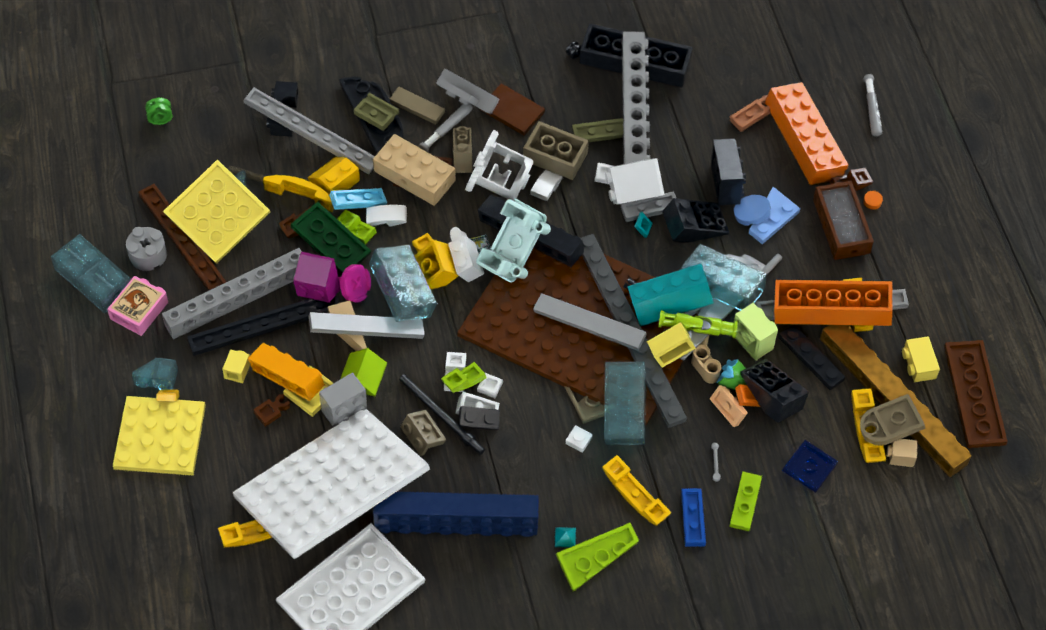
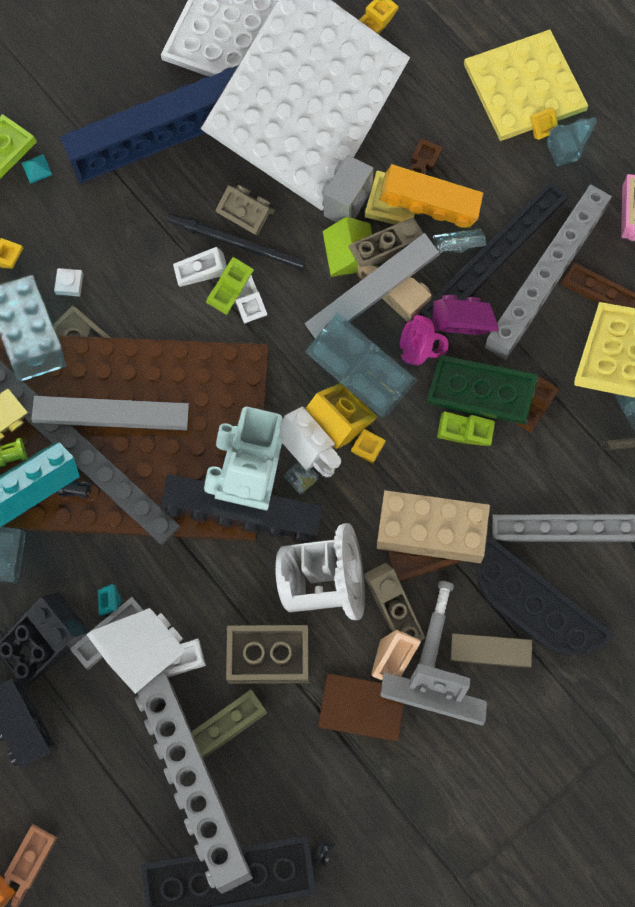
camera: 160 degrees right, 15 degrees up
(236, 366) = (494, 188): light yellow brick -> none
(279, 183) = (528, 444): yellow slope -> none
(284, 341) = (459, 241): none -> clear light blue plate
(336, 175) = (533, 484): yellow slope -> none
(336, 353) = (386, 243): none -> dark tan slope
(357, 198) = (482, 461): medium azure tile -> none
(376, 111) = (533, 597): olive plate -> none
(388, 214) = (436, 461): white slope -> none
(479, 123) = (394, 654): none -> light nougat slope
(479, 418) = (189, 248): black plate -> none
(490, 386) = (197, 300): white tile -> none
(546, 185) = (259, 600): white slope -> none

